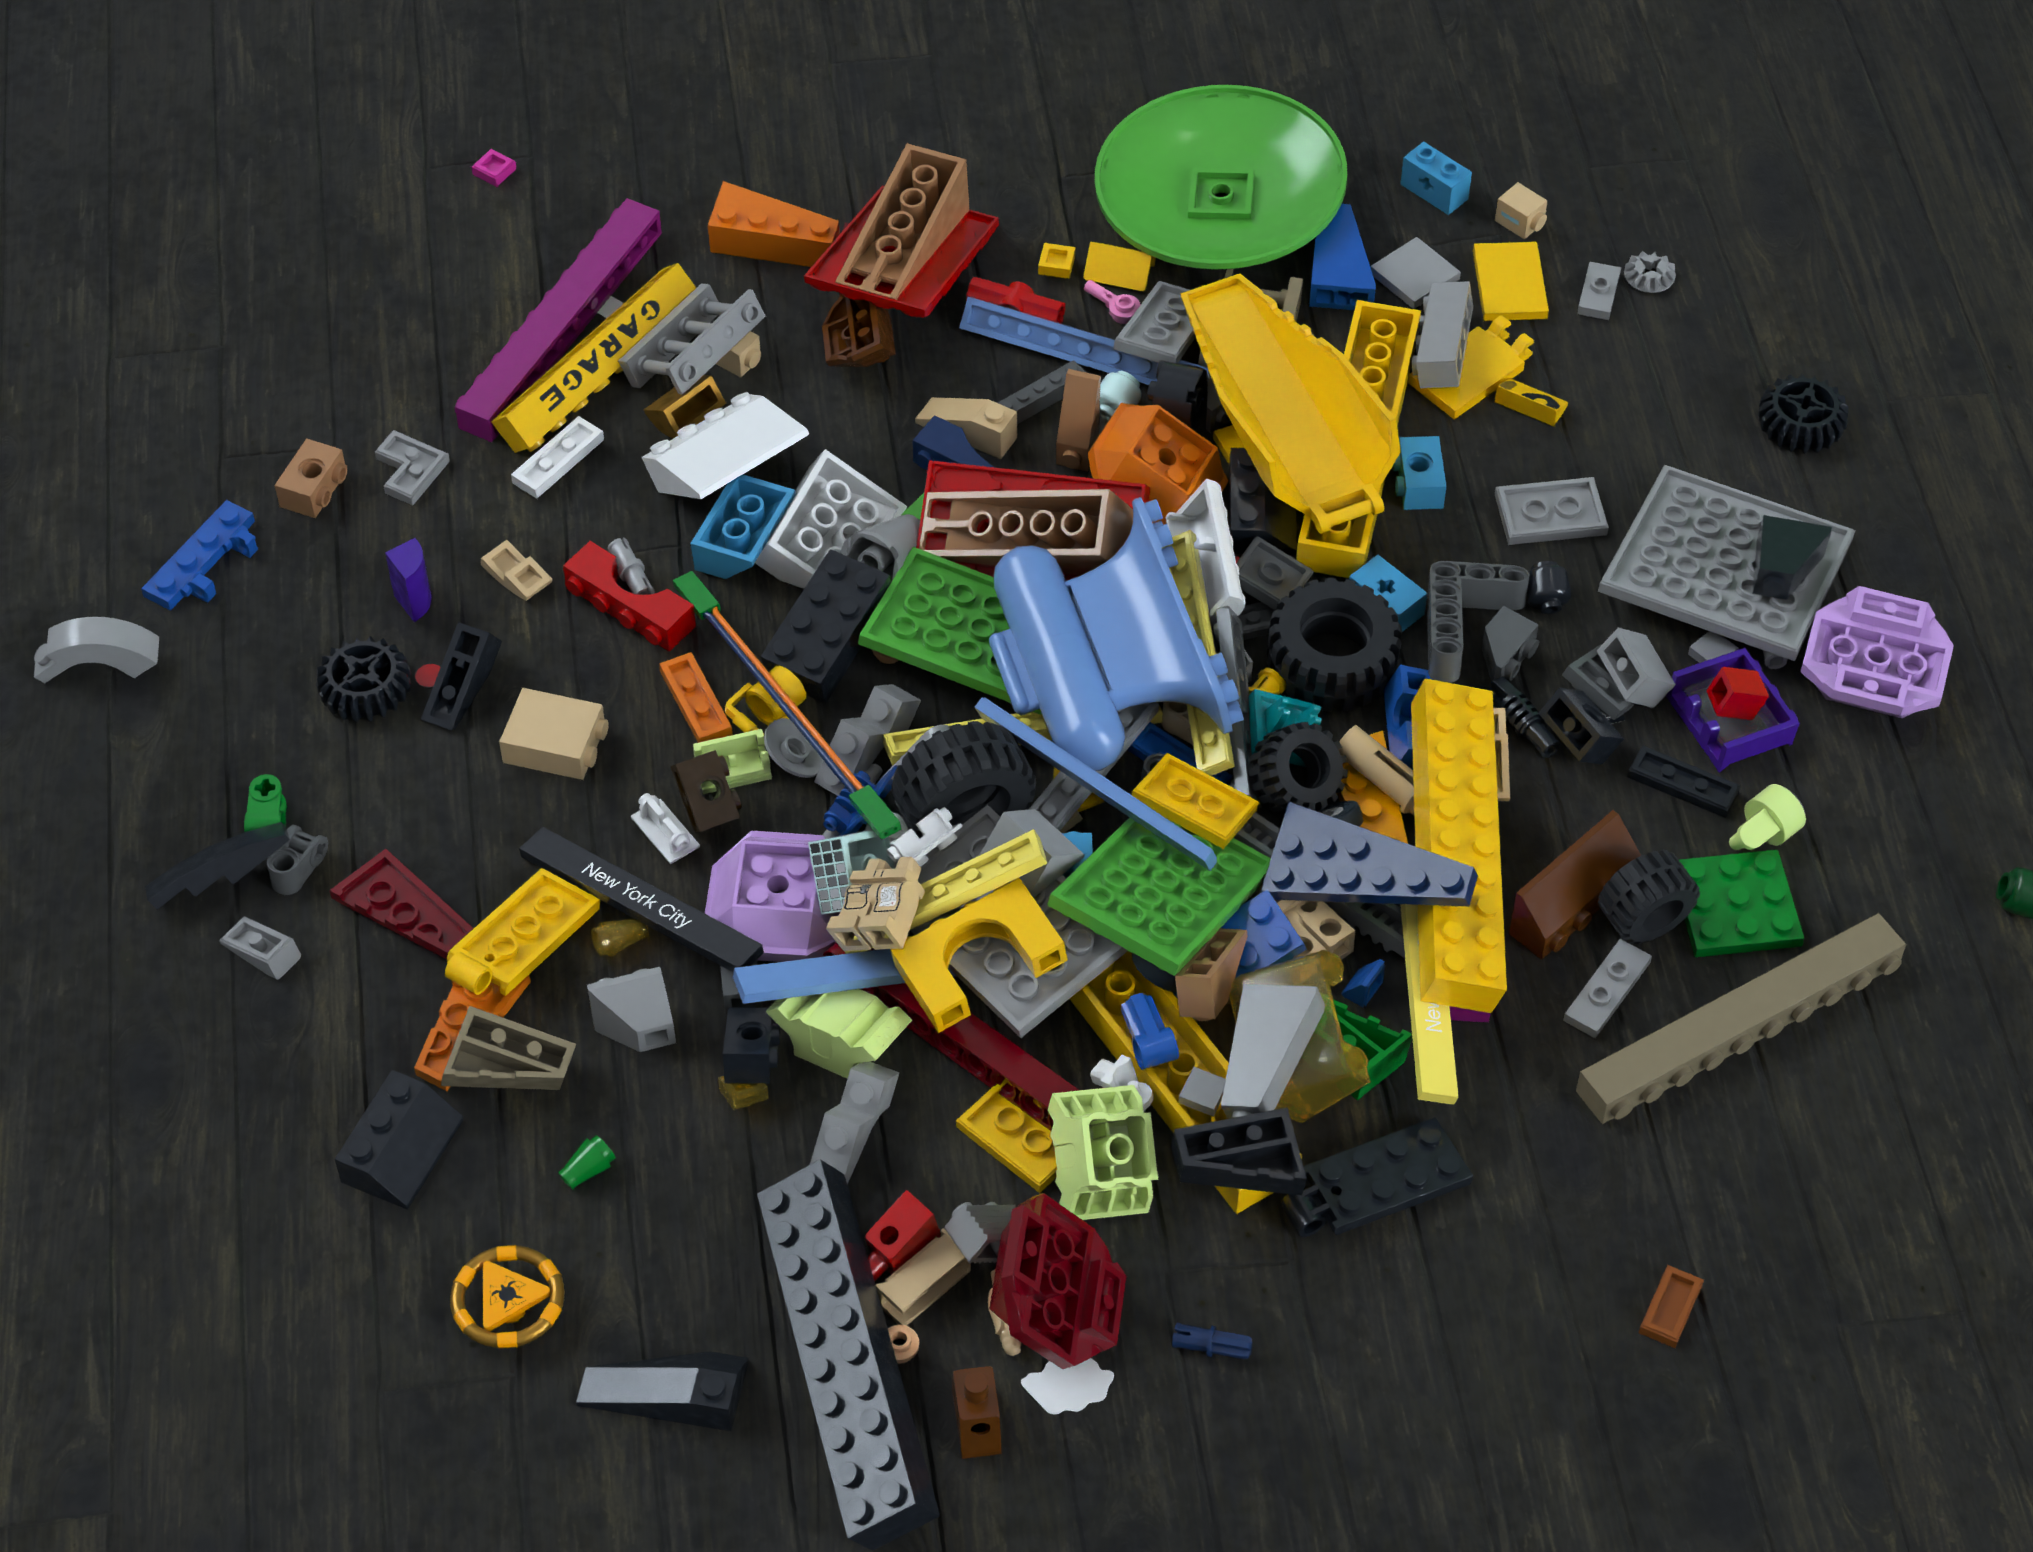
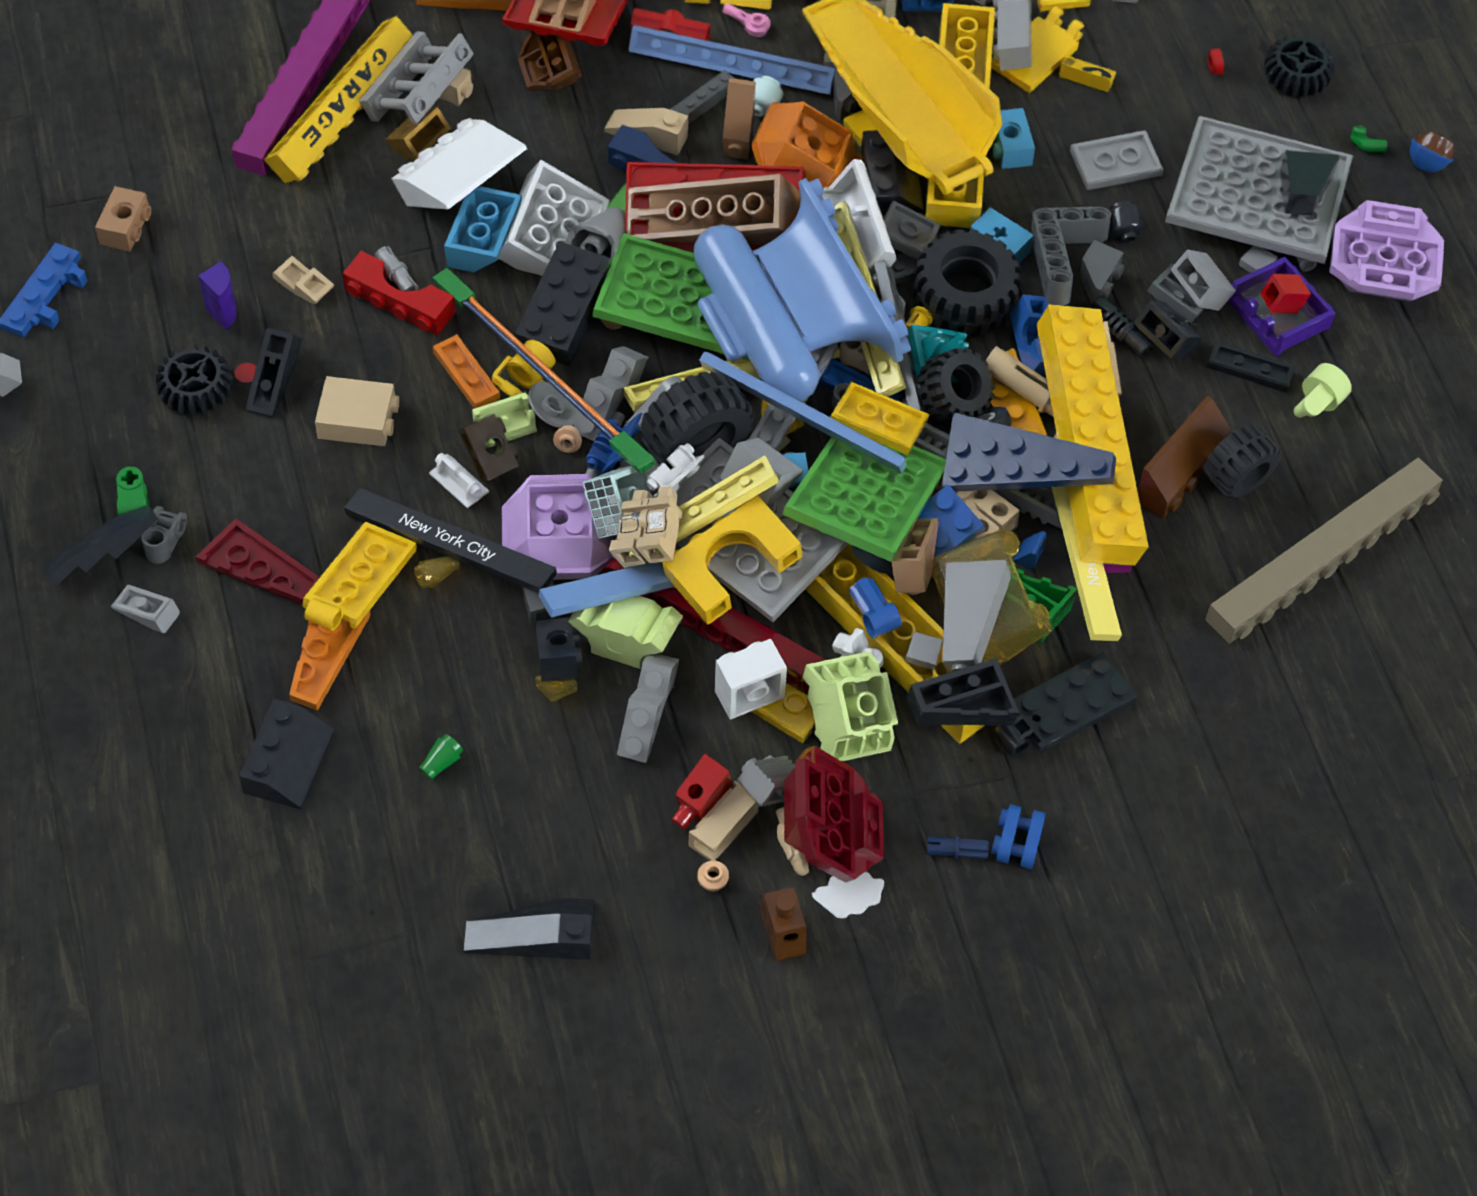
camera: 10 degrees left, 5 degrees up
(415, 464) = (206, 198): light grey tile -> none
(506, 1055) = (363, 676): dark tan wedge -> none
(507, 1296) = (396, 871): piece -> none
(557, 457) = (321, 184): white plate -> none
(609, 307) = (343, 57): white sticker -> none
(633, 1009) = (459, 630): light grey slope -> none
(809, 784) = (567, 433): none -> light nougat plate
(847, 1357) = (676, 890): brick -> none
(980, 1104) = (750, 678): none -> white brick
(1158, 327) = (789, 37): light grey tile -> none
(1180, 391) = (814, 87): black brick -> none
(1273, 1346) = (1004, 845): none -> blue brick
(1607, 988) = (1218, 536): light grey plate -> none
(1671, 1306) = (1304, 781): dark orange tile -> none
(1696, 399) = (1215, 61): none -> red tile
(1741, 905) = (1311, 461): green plate -> none
(1874, 516) = (1366, 144): none -> green arm
(1956, 534) = (1431, 152): none -> piece

